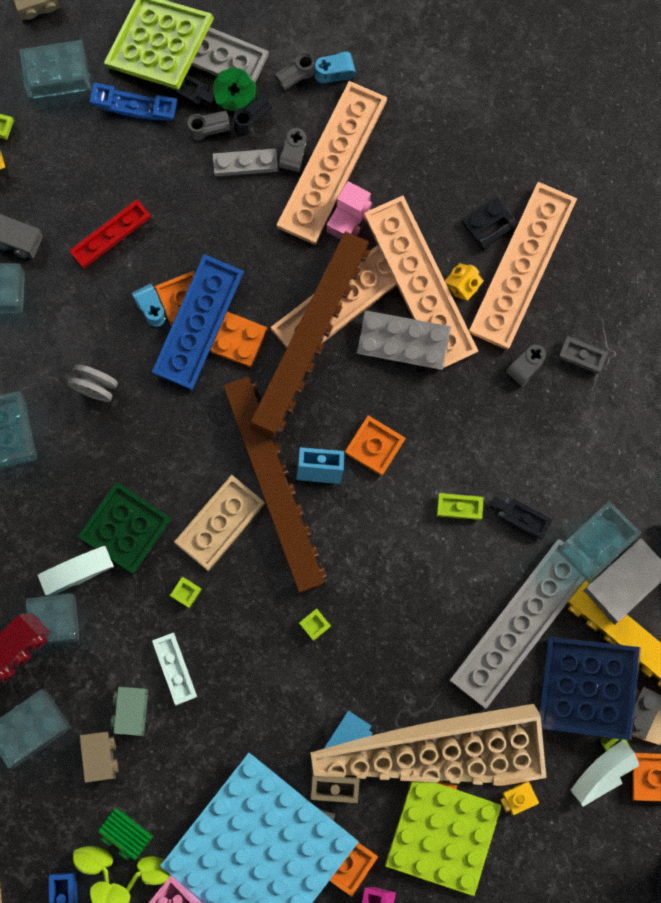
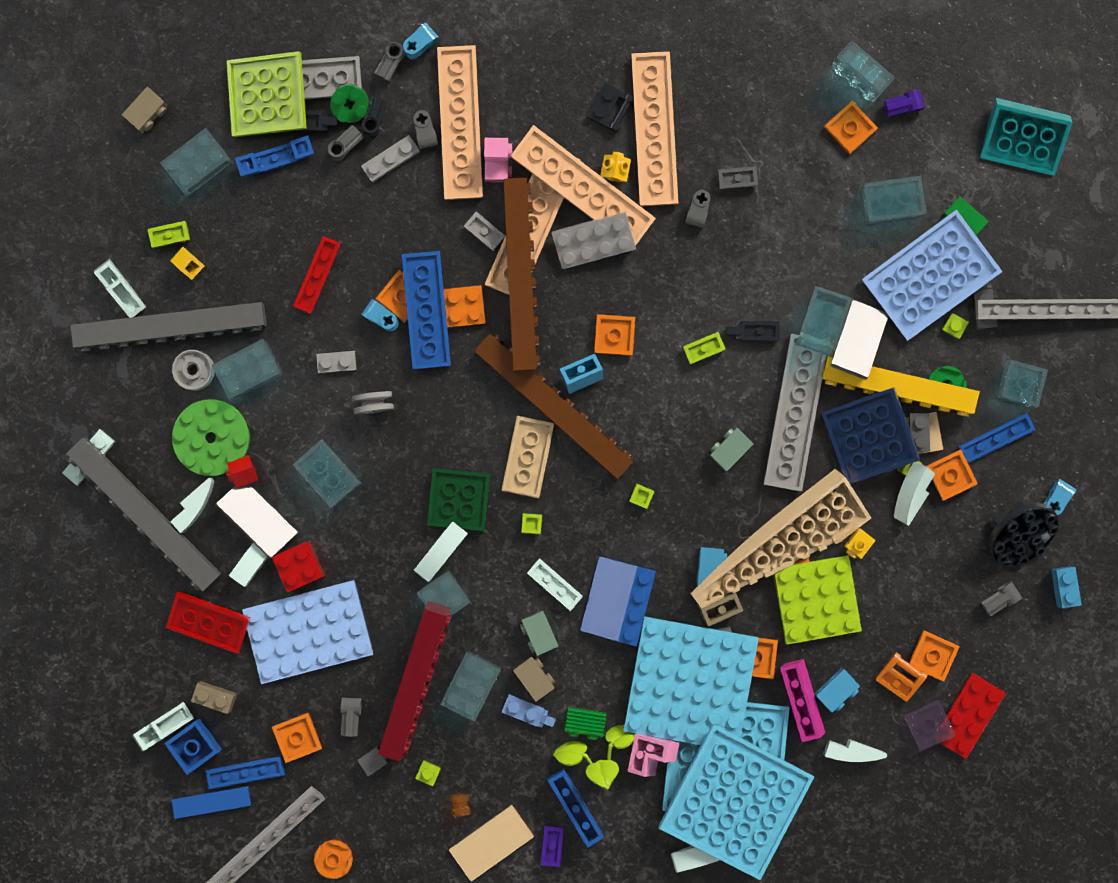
camera: 25 degrees left, 10 degrees up
(71, 789) = (527, 711): none -> medium blue hinge
(81, 327) = (336, 362): none -> light grey plate
(231, 722) = (618, 601): none -> slope
(299, 276) = (484, 231): none -> light grey plate
(434, 624) = (730, 449): none -> sand green brick

